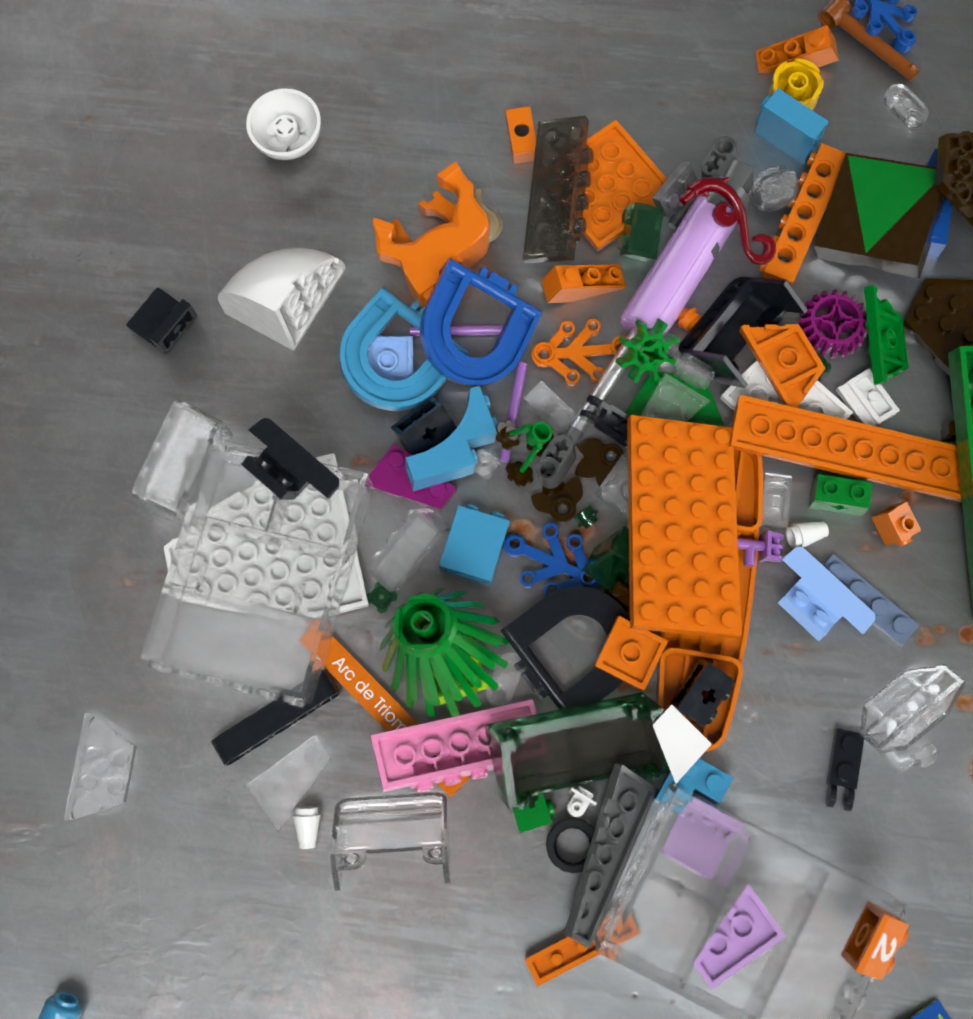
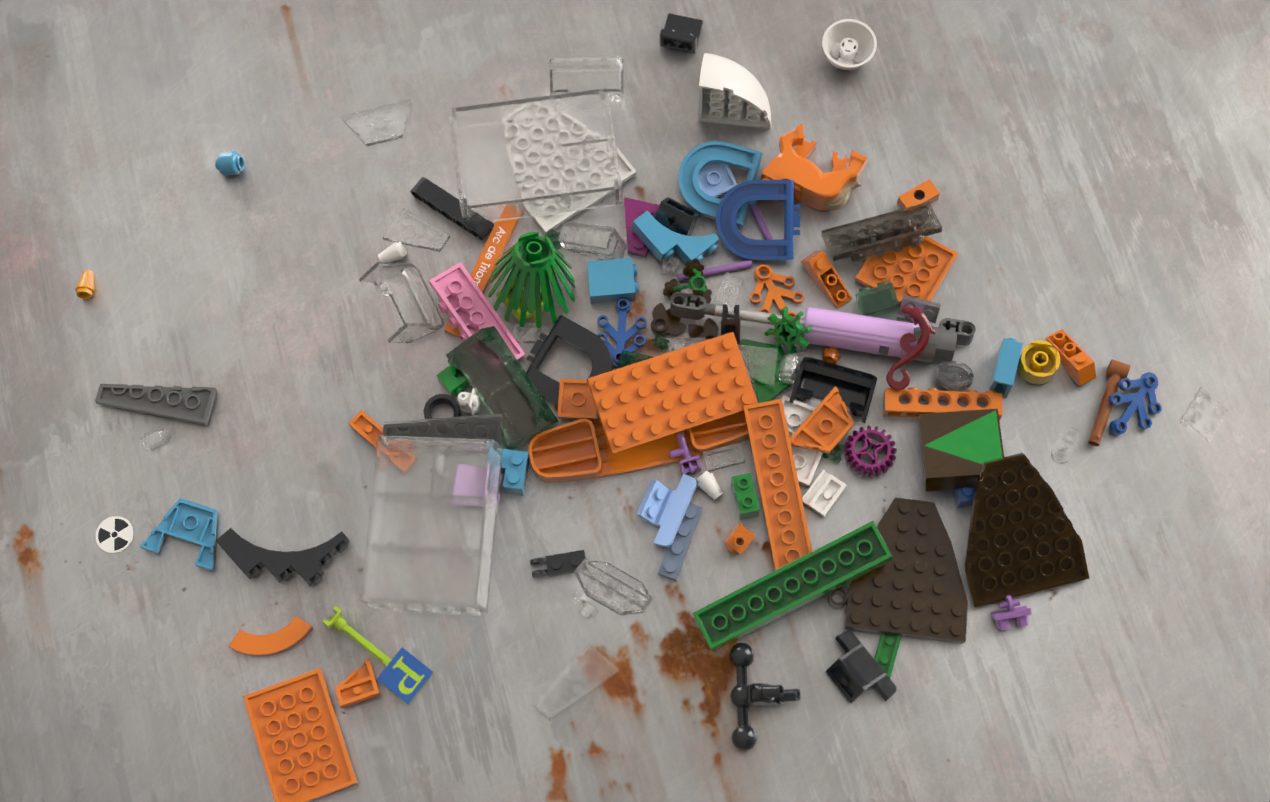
camera: 65 degrees right, 5 degrees down
(286, 465) = (605, 137): black plate -> none
(679, 742) = (530, 444): white sticker -> none
(689, 698) = (579, 447): black brick -> none
(738, 940) = (417, 512): lavender wing -> none
(875, 941) = (445, 590): orange slope -> none
(885, 337) = (871, 486): green wing -> none

